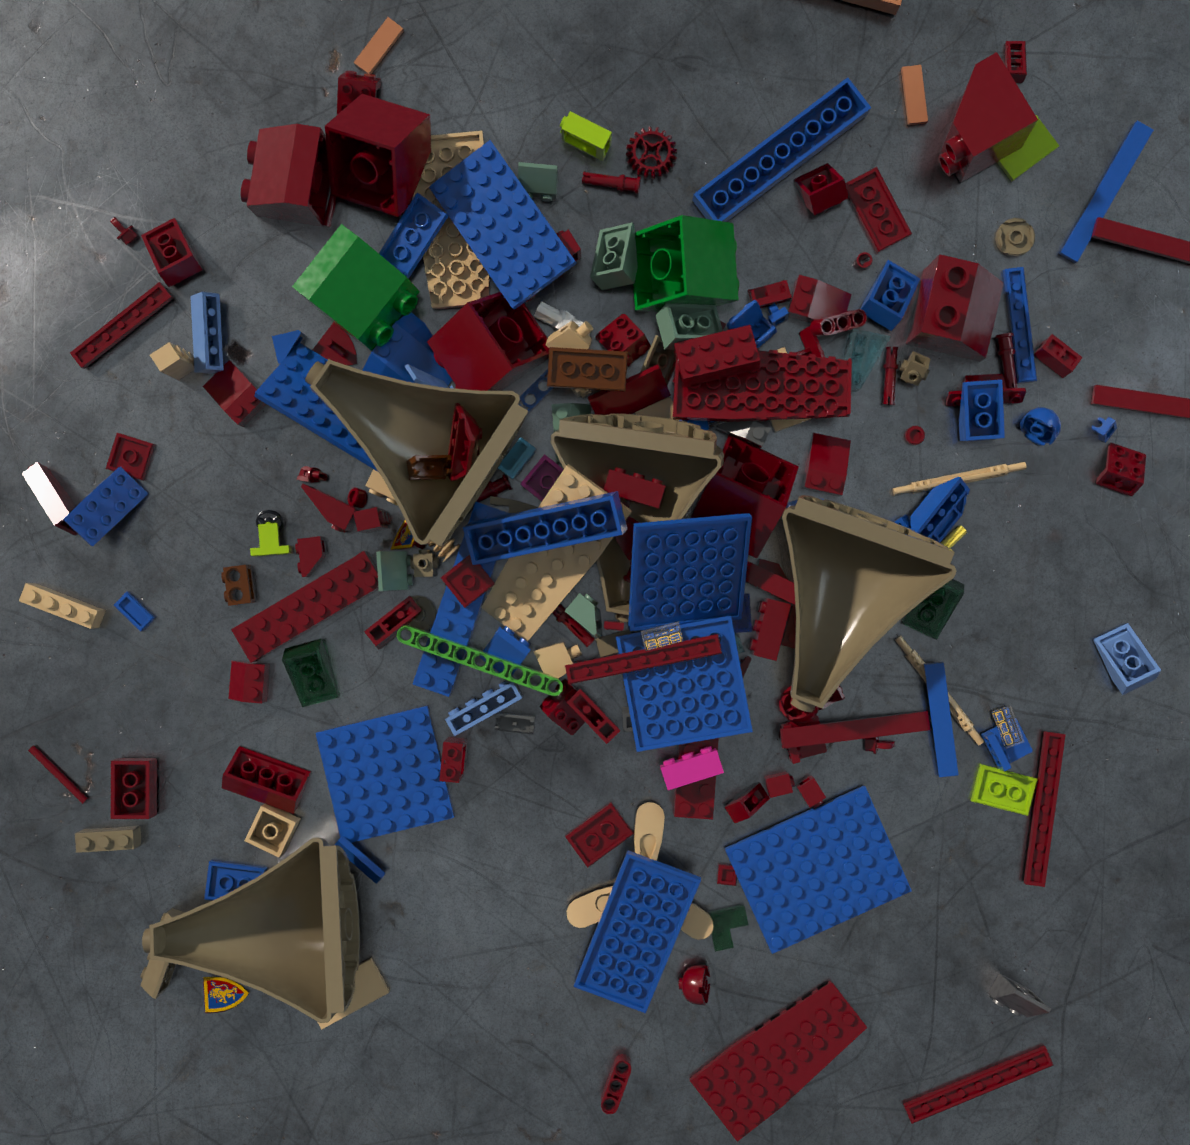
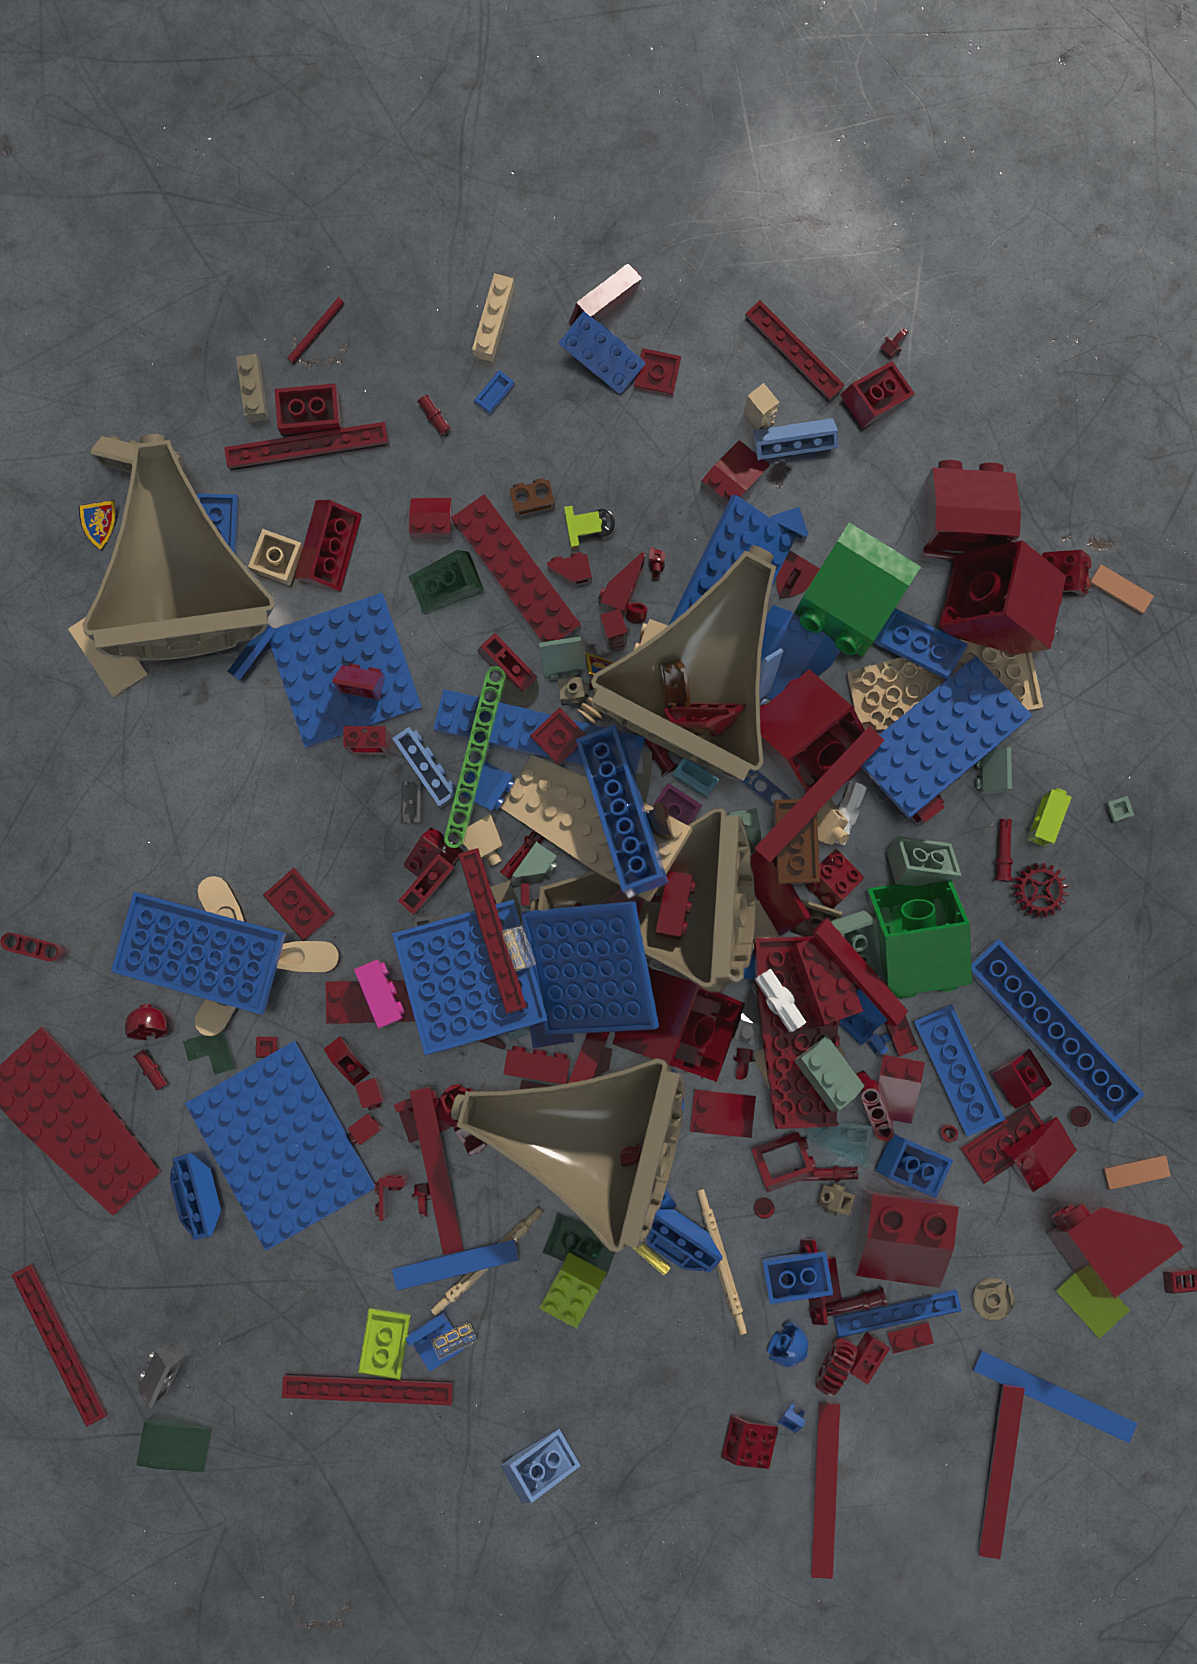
camera: 90 degrees right, 5 degrees down
(150, 670) = (434, 414): none -> dark red pin
(168, 792) = (306, 445): none -> dark red plate
(398, 762) = (359, 681): none -> dark red slope
(546, 343) = (819, 794): none -> dark red tile
(558, 493) = (660, 821): none -> dark brown brick
(583, 71) = (1120, 809): none -> sand green plate
(714, 323) = (860, 972): none -> dark red tile
(733, 399) = (780, 1000): none -> white piece
(738, 983) = (150, 1069): none -> dark red pin
(778, 440) = (743, 1058): none -> dark red piece
(804, 361) = (829, 1074): none -> sand green slope
(808, 245) = (959, 1070): none -> blue plate
(858, 951) = (194, 1195): none -> blue wedge
(859, 141) = (1079, 1116): none -> dark red tile
(859, 549) = (630, 1155): none -> dark red piece
(862, 394) = (785, 1180): none -> dark red window
(863, 769) = (394, 1183): none -> dark red bracket
(891, 178) = (1041, 1154): none -> dark red slope
(976, 615) = (572, 1290): none -> lime brick
(1042, 315) = (910, 1337): none -> dark red plate
(1065, 384) = (836, 1367): none -> dark red gear
(1077, 988) = (173, 1446): none -> clear green slope

